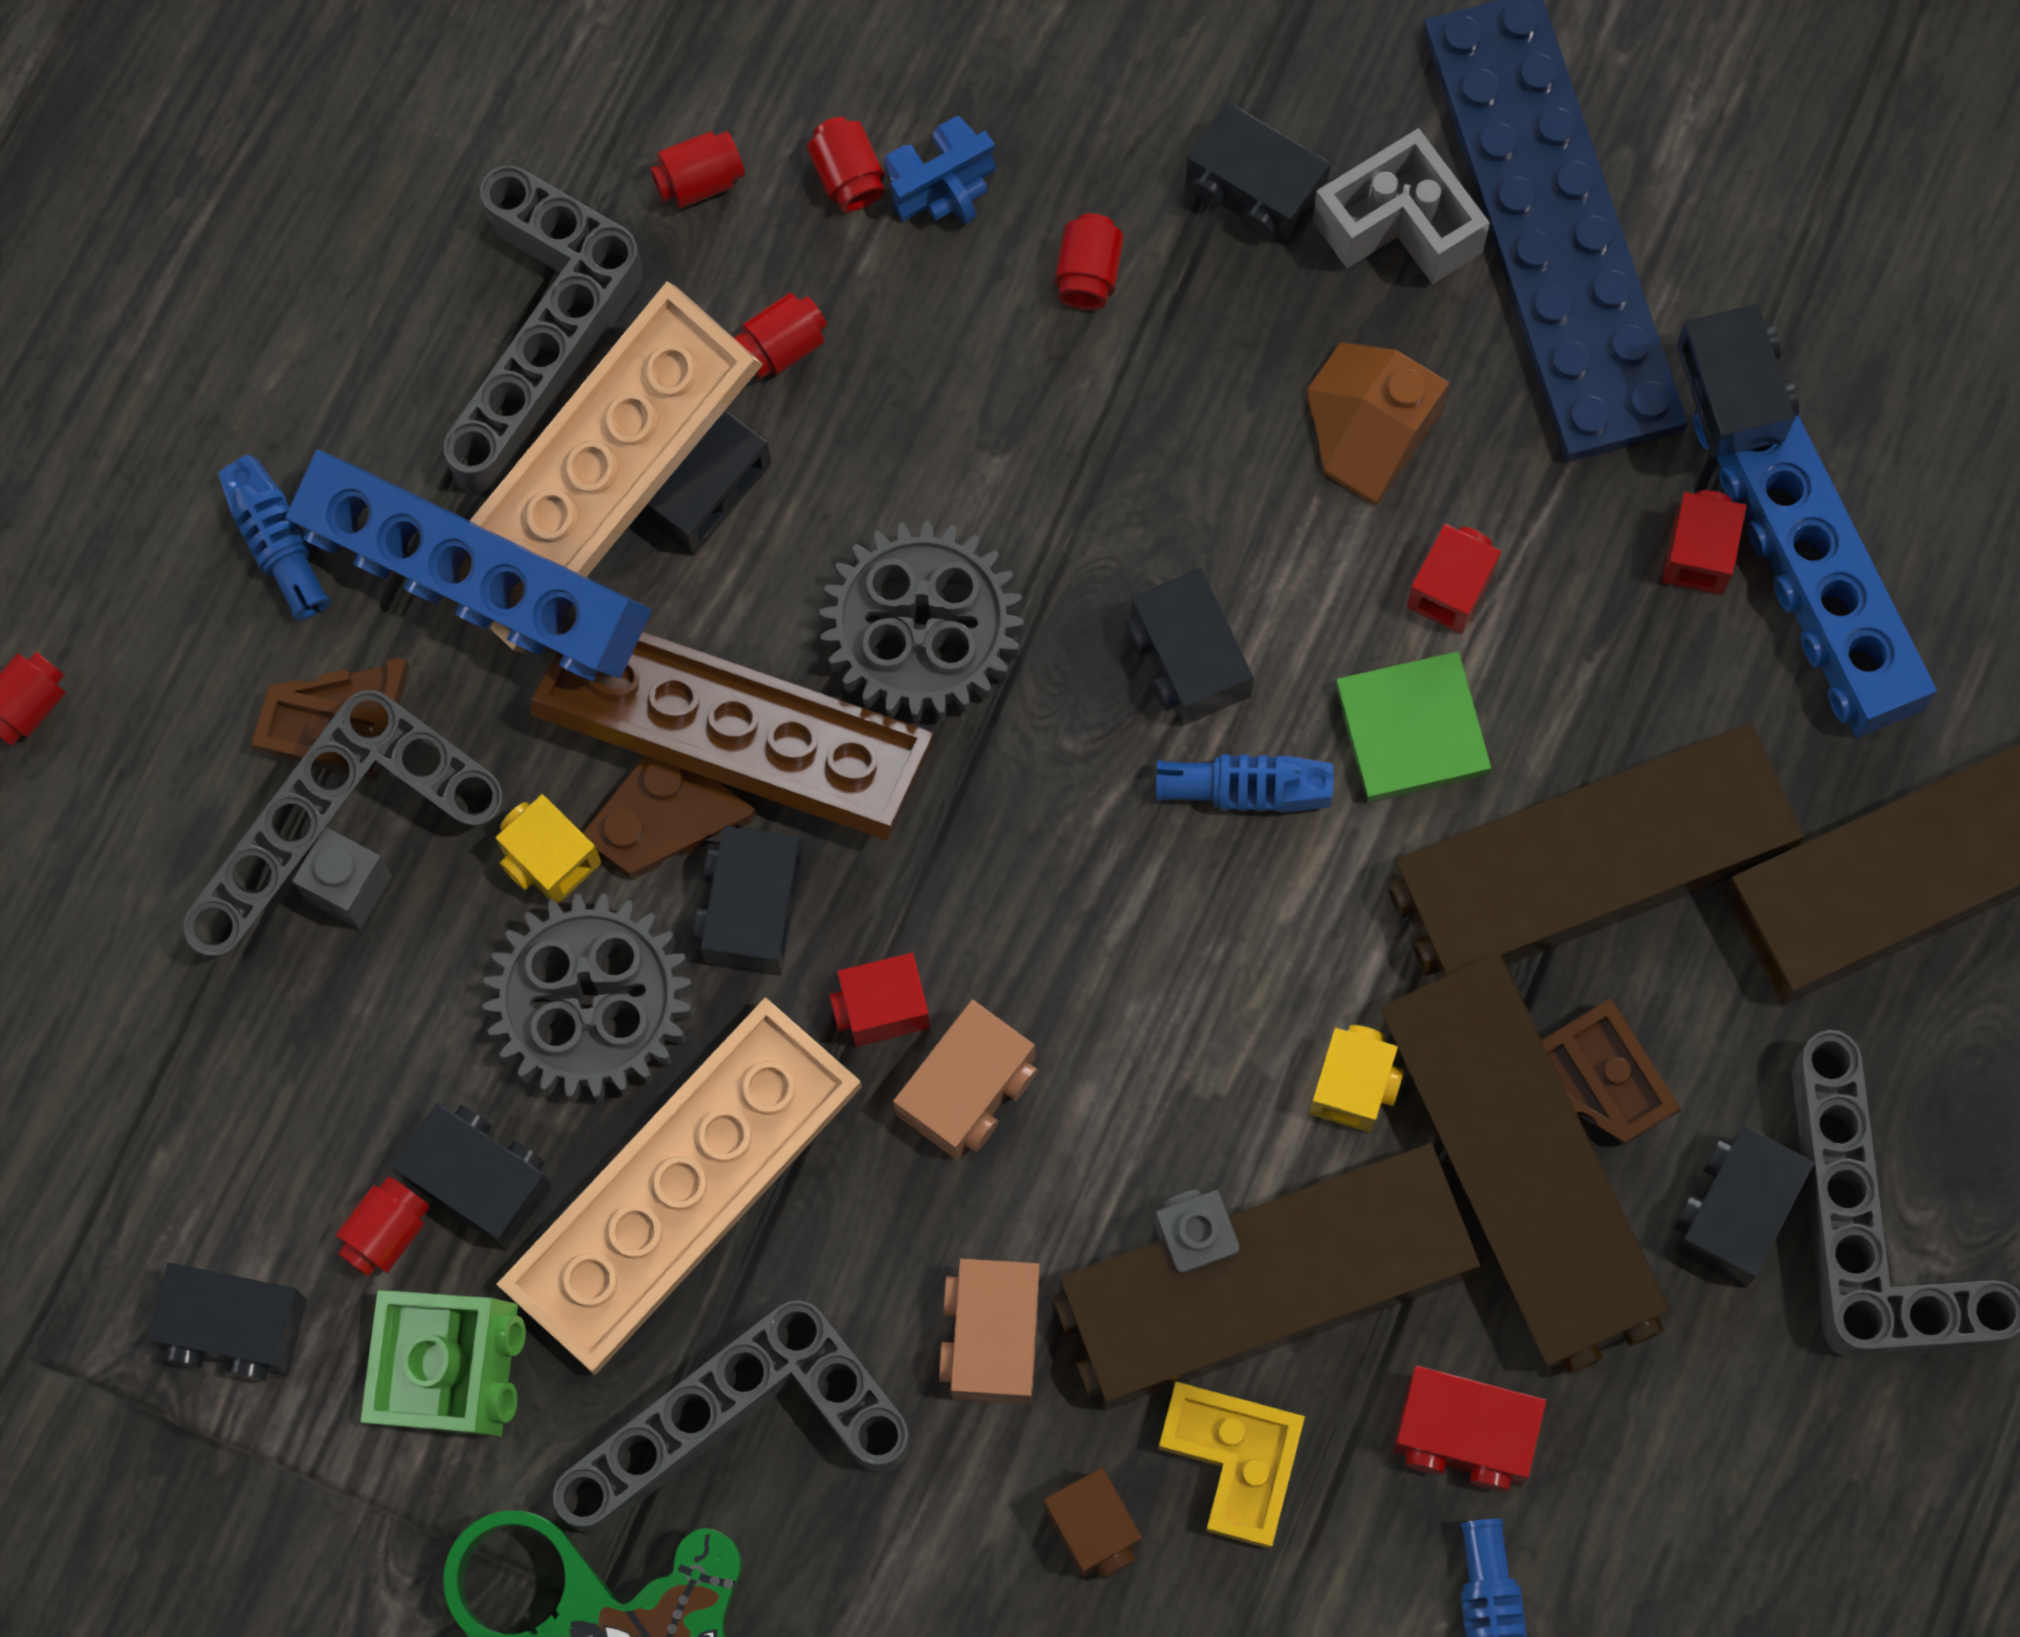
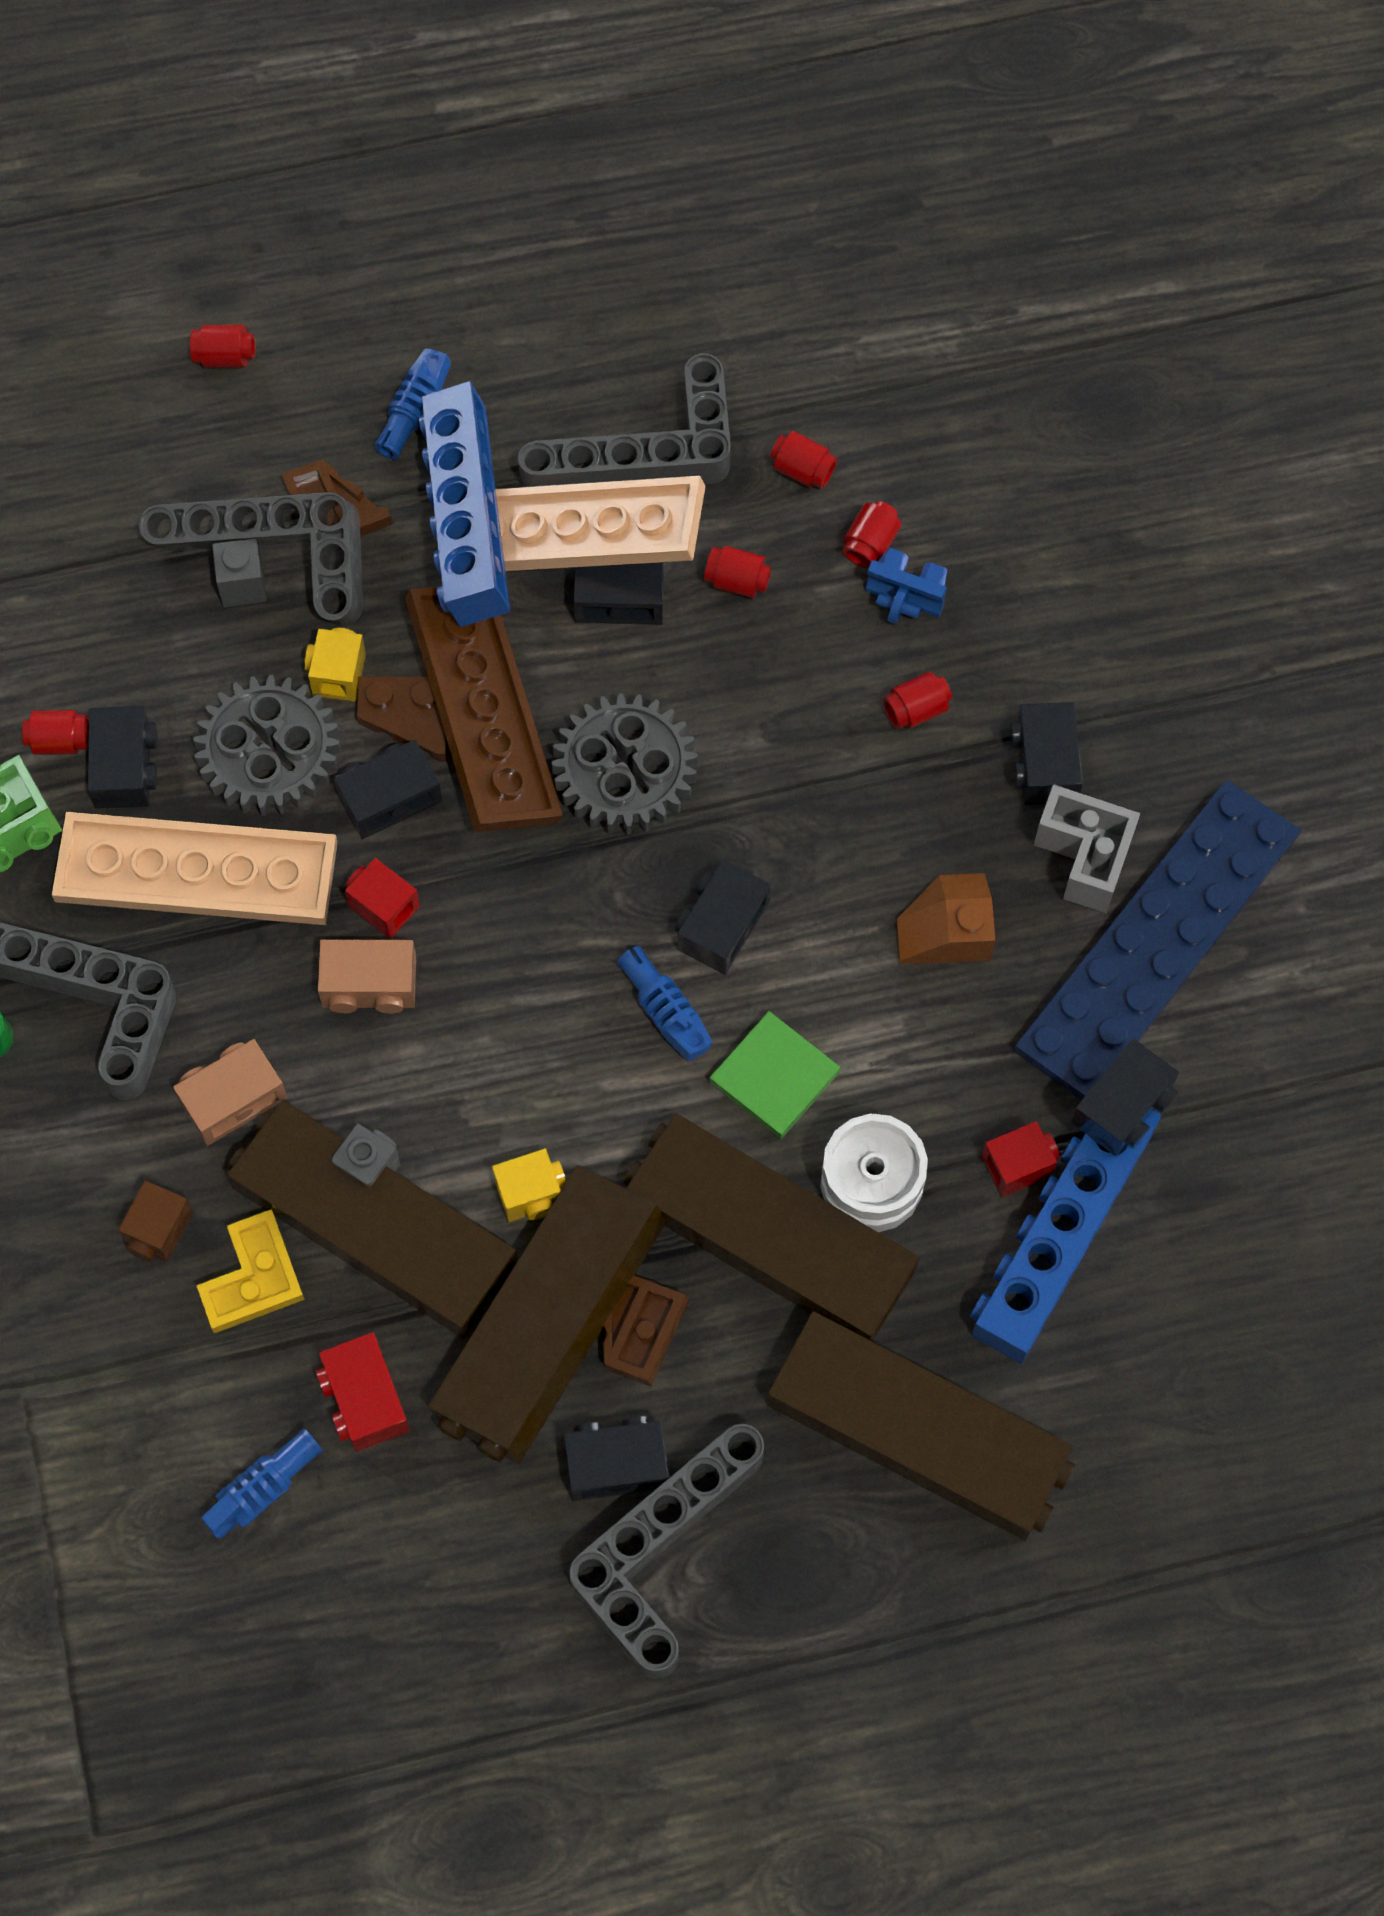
camera: 50 degrees right, 5 degrees down
(1454, 577) = (884, 1032): red brick -> none
(1620, 666) = (879, 1146): none -> white wheel

